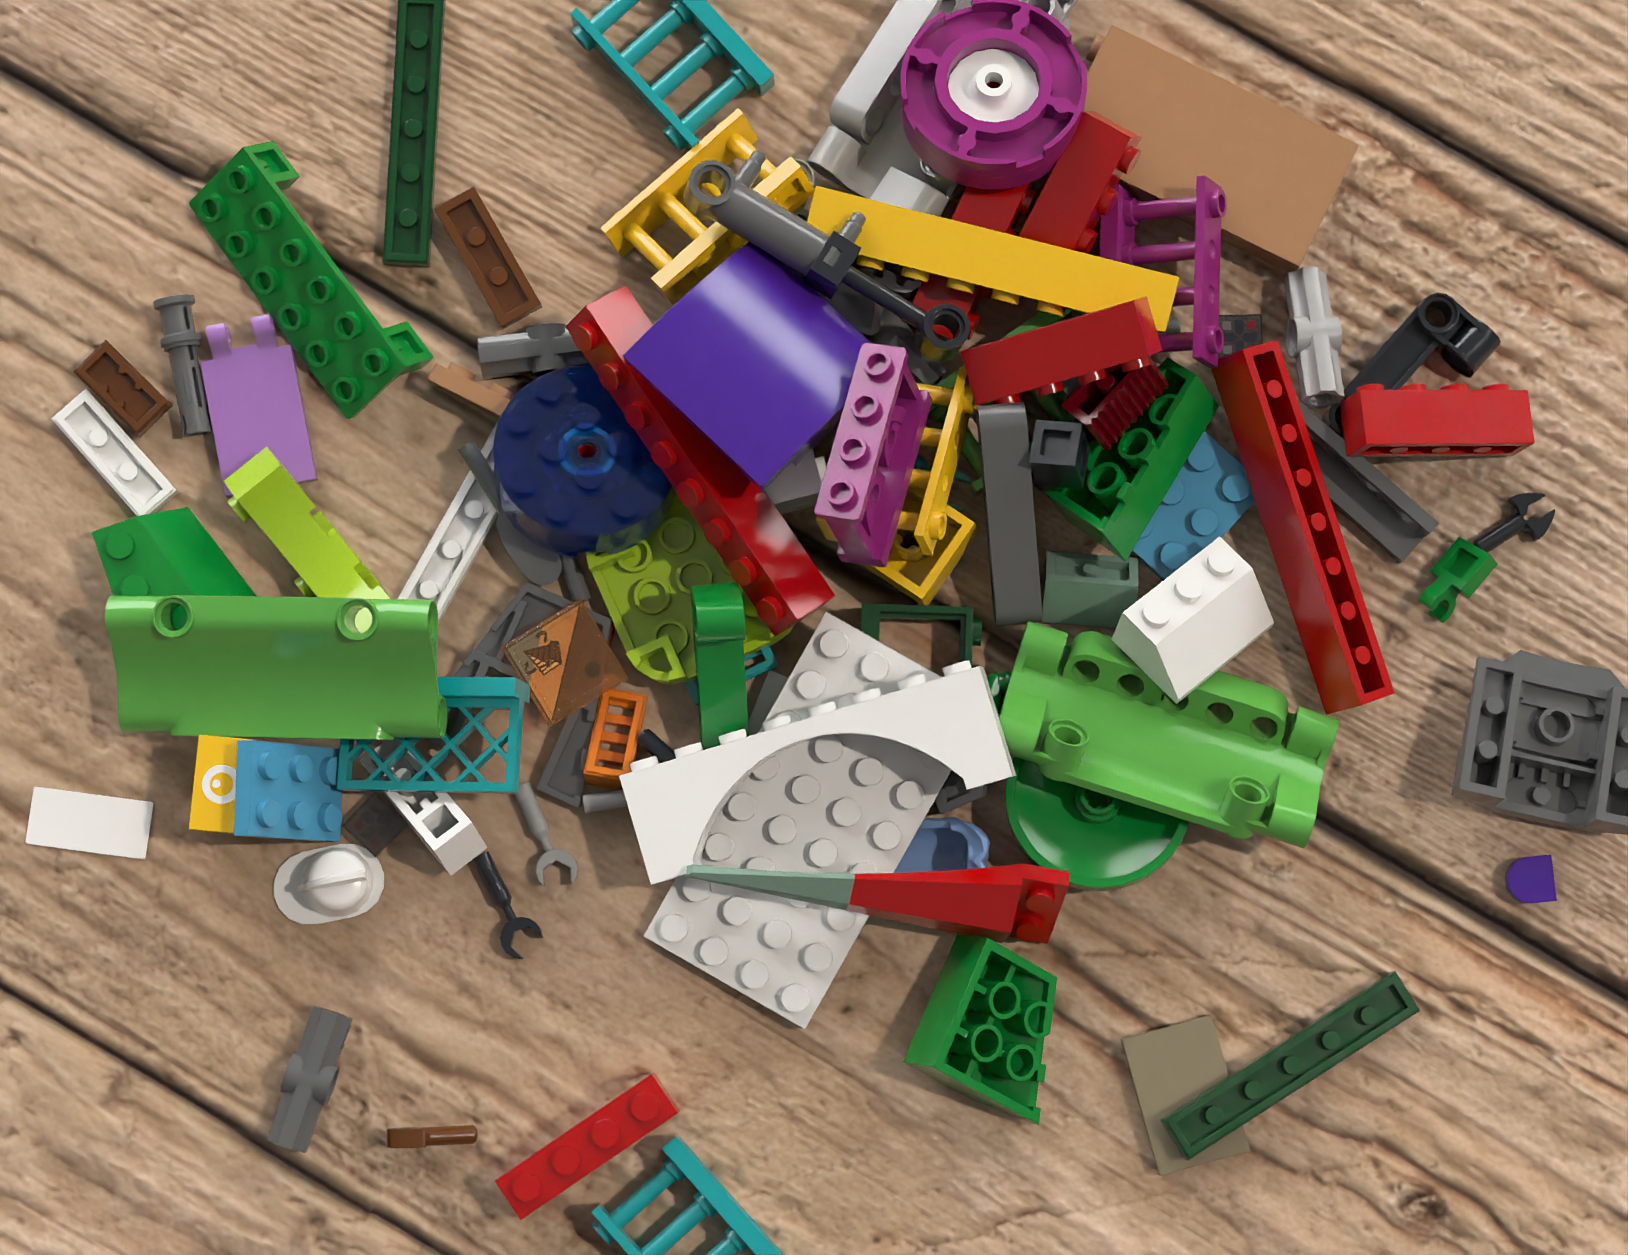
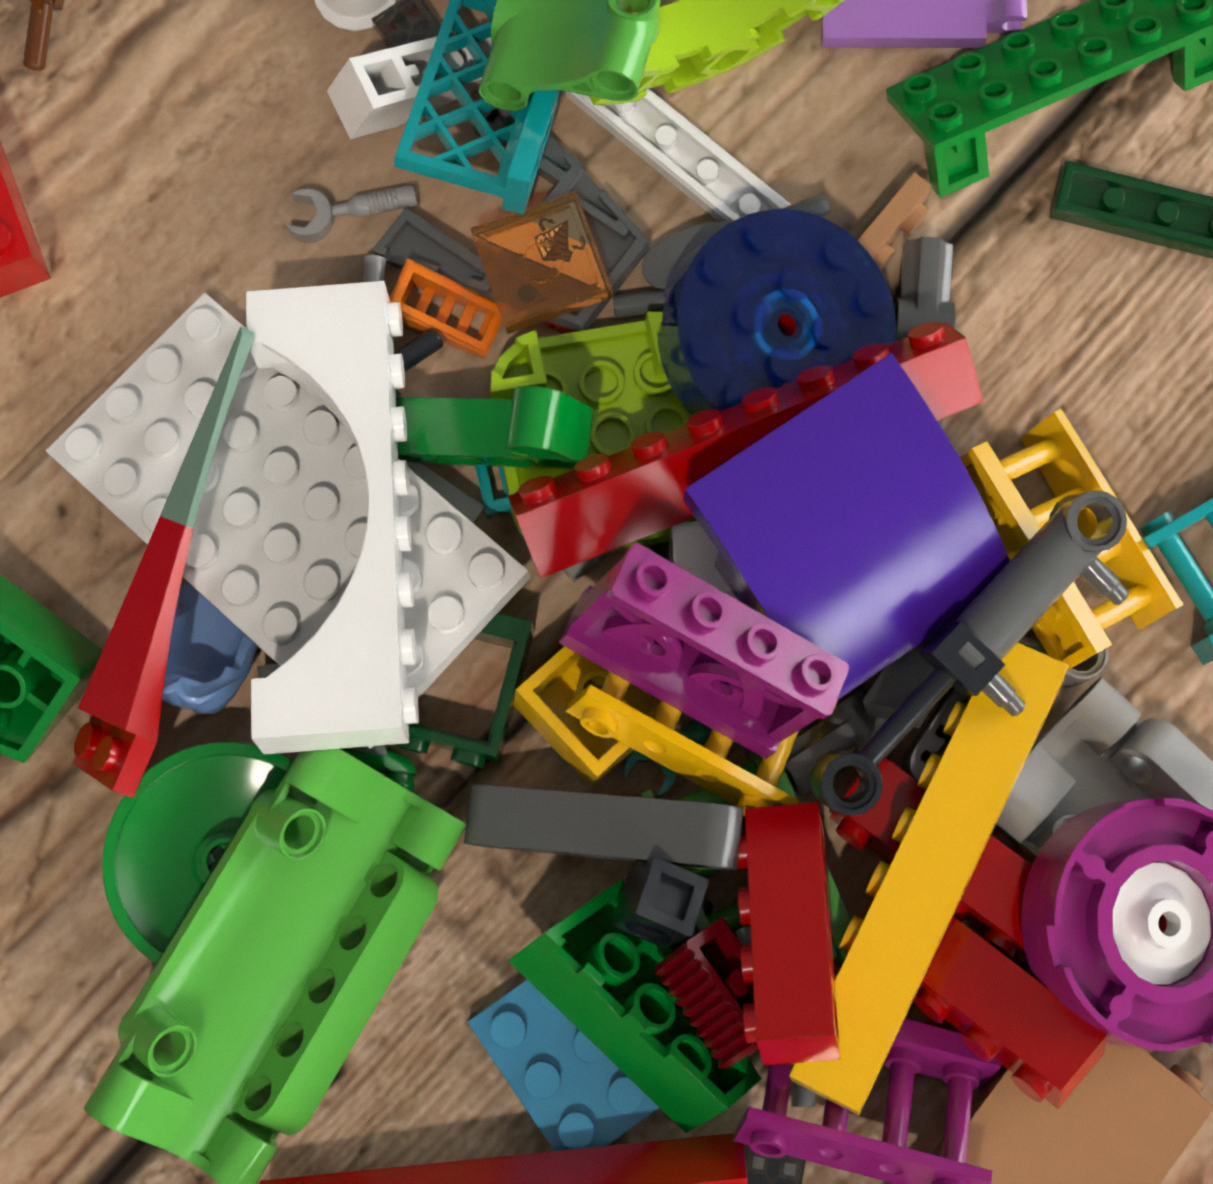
camera: 105 degrees right, 5 degrees down
(488, 257) = (1048, 279): reddish brown plate -> none
(502, 899) = (290, 148): black piece -> none
(1088, 588) = (490, 912): sand green panel -> none
(1195, 620) = (412, 1035): white slope -> none

